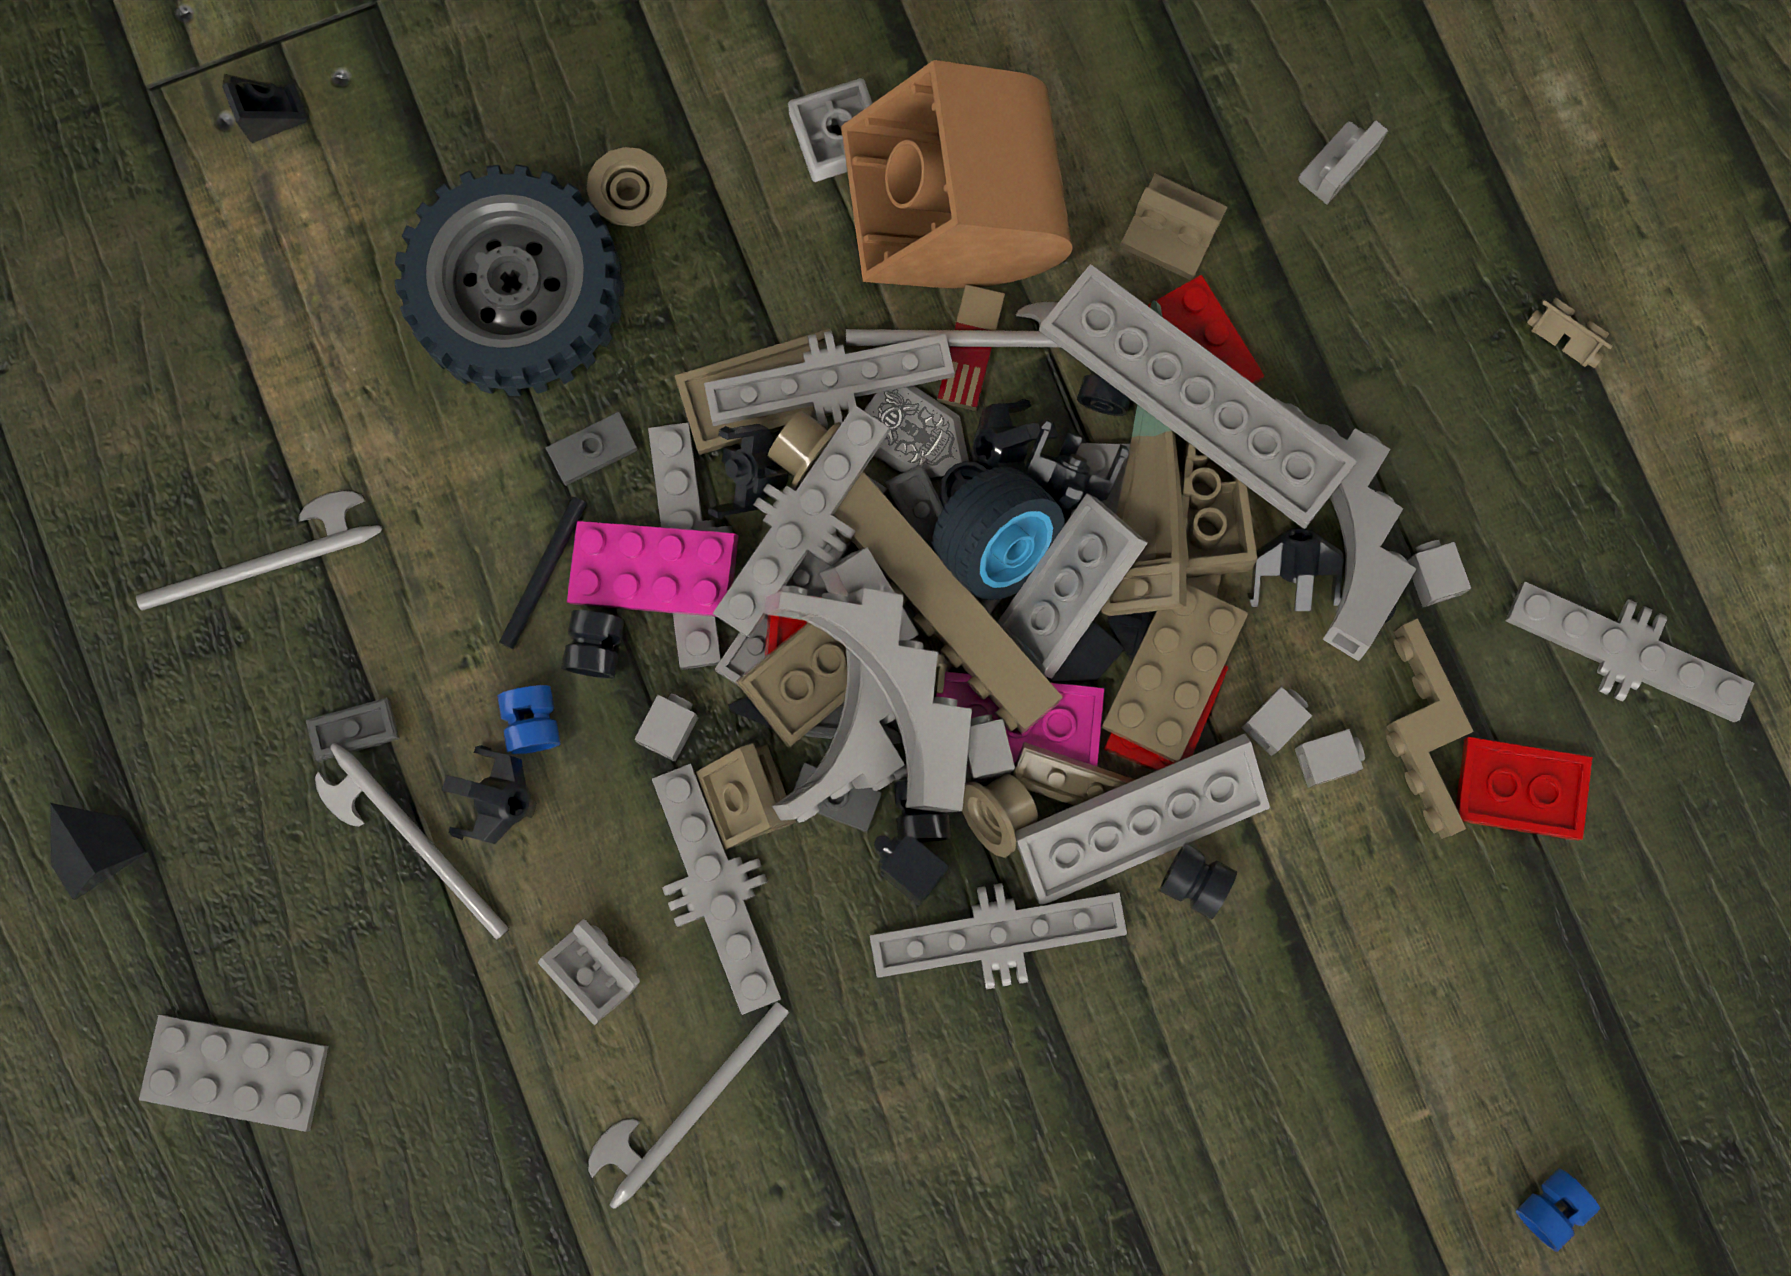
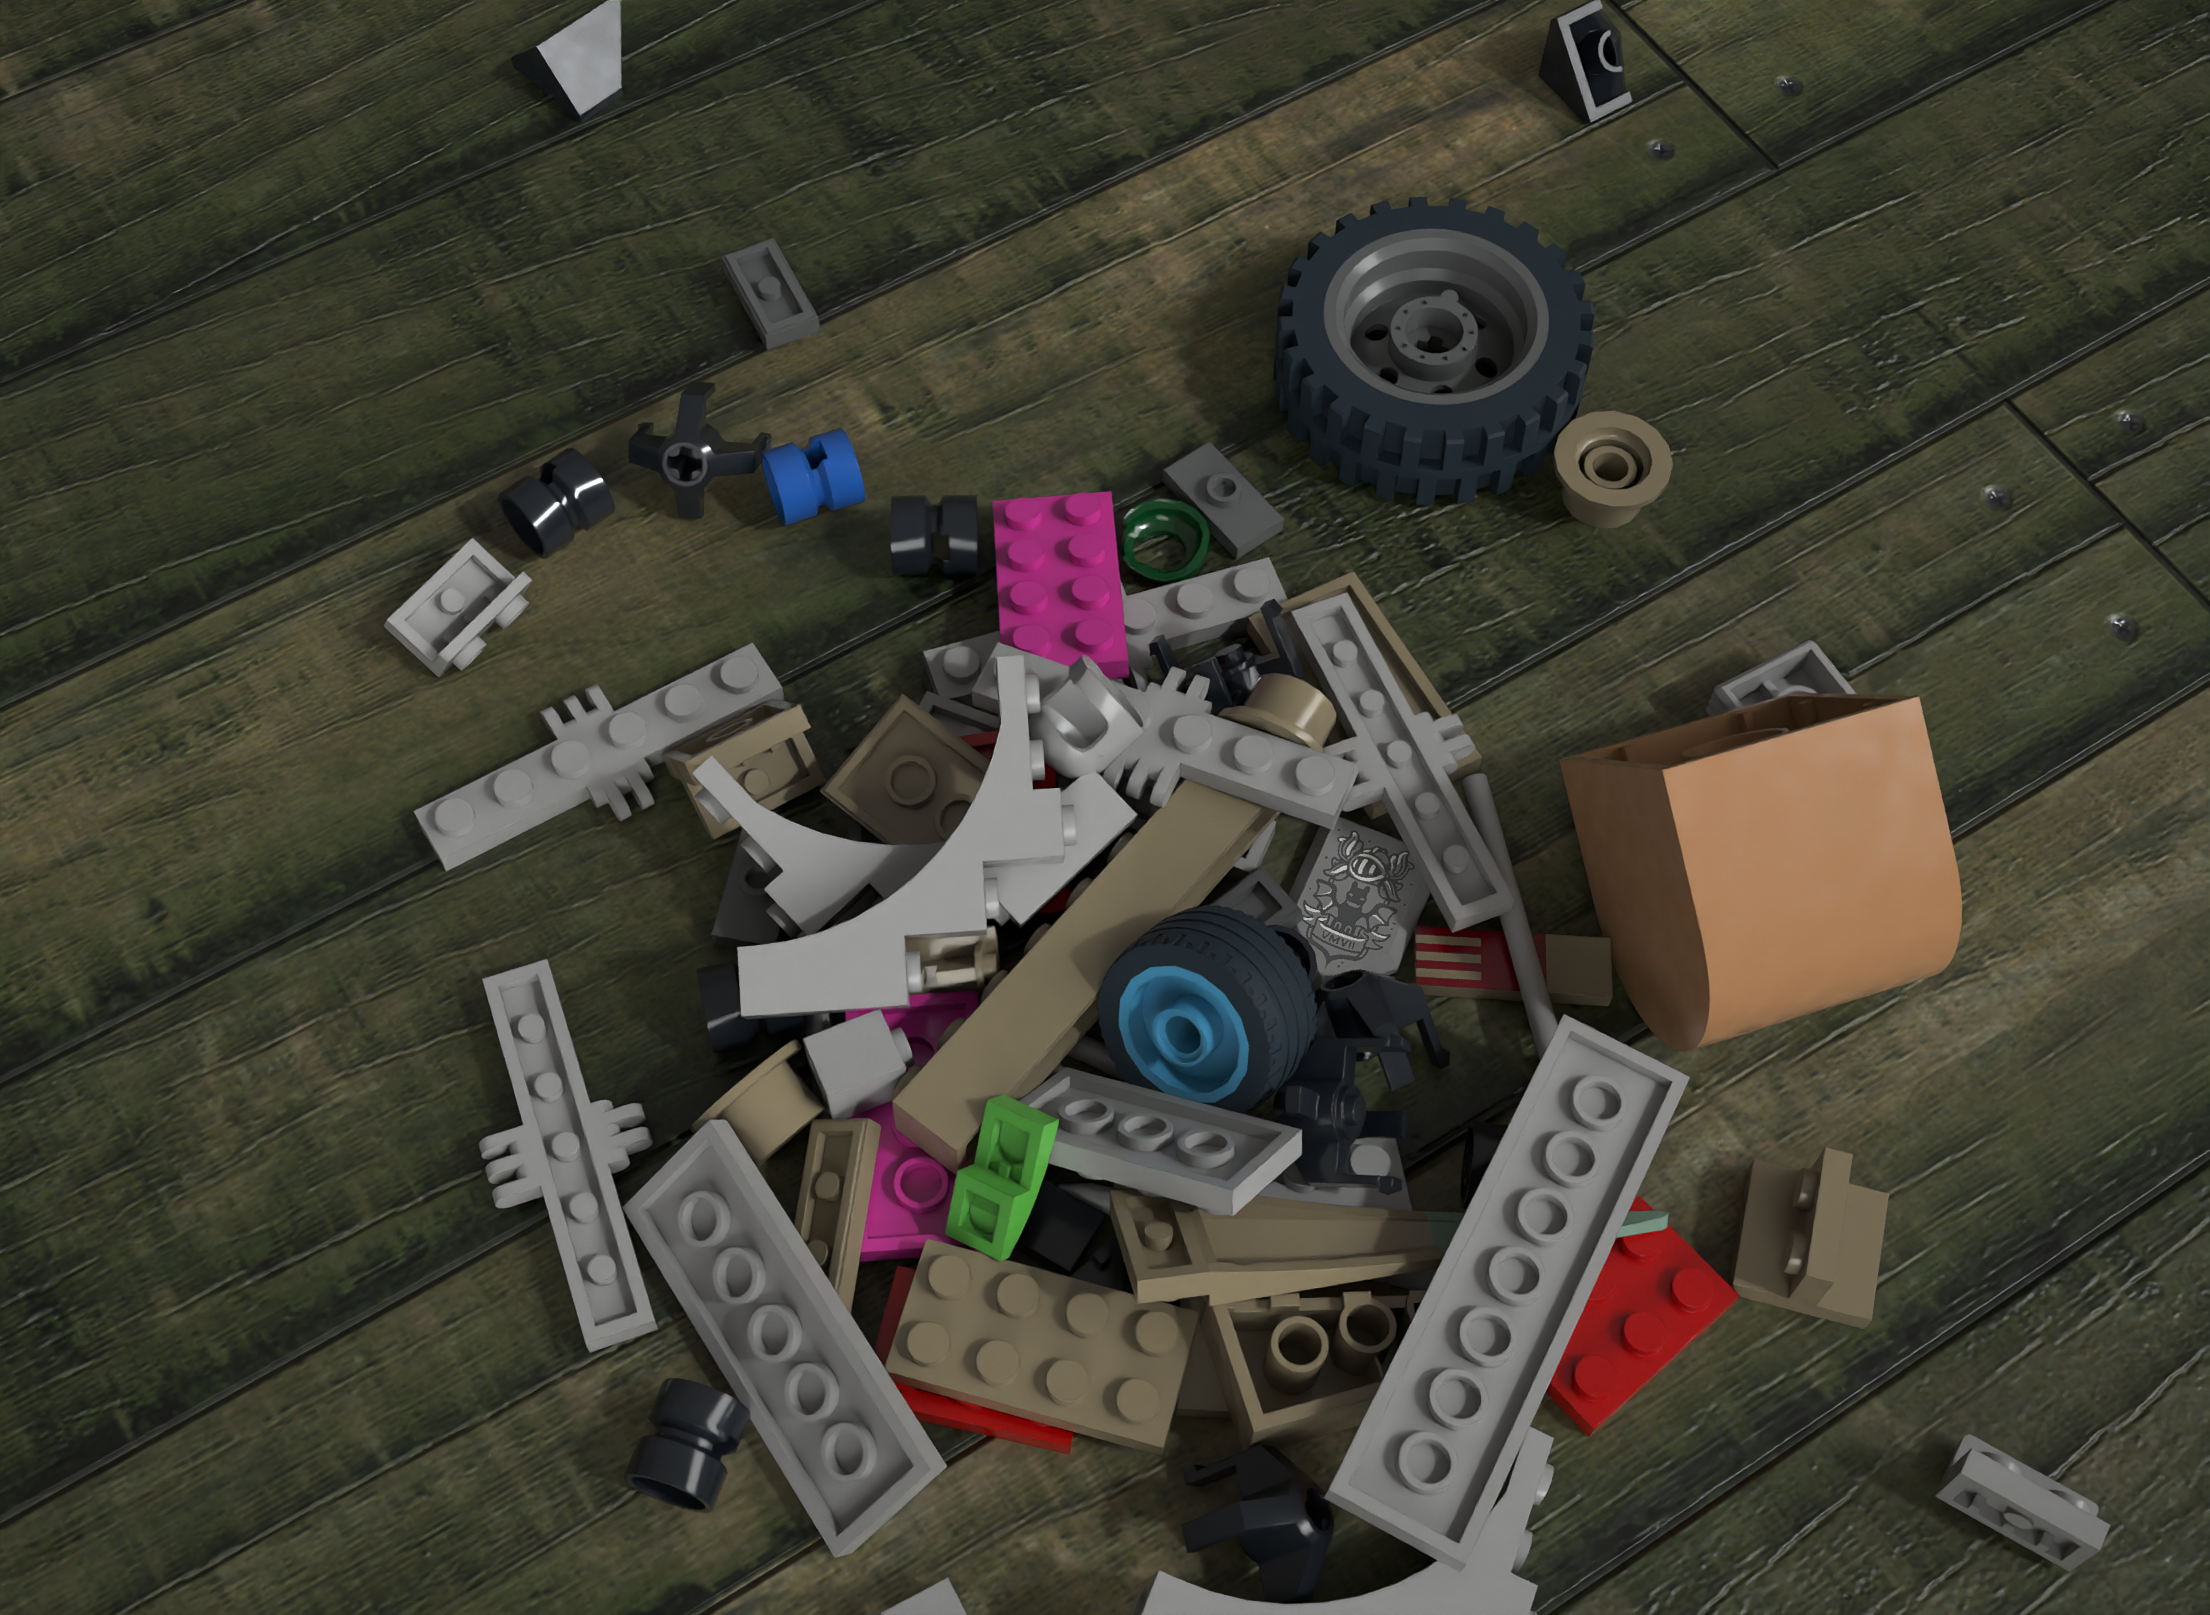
camera: 80 degrees right, 20 degrees down
(233, 1073) = (297, 251): light grey plate -> none
(329, 508) = (1066, 229): light grey piece -> none
(341, 802) = (693, 310): light grey piece -> none
(516, 898) = (551, 507): none -> black wheel
(543, 573) = (1027, 471): black bar -> none
(612, 475) = (1171, 519): none -> dark green piece
(614, 1144) = (218, 689): light grey piece -> none
(667, 726) = (830, 646): light grey brick -> none
(804, 562) = (1085, 722): none -> light grey helmet
(909, 866) = (643, 972): black piece -> none
(1079, 673) = (1001, 1186): none -> bright green slope
(1277, 720) = (989, 1542): light grey brick -> none

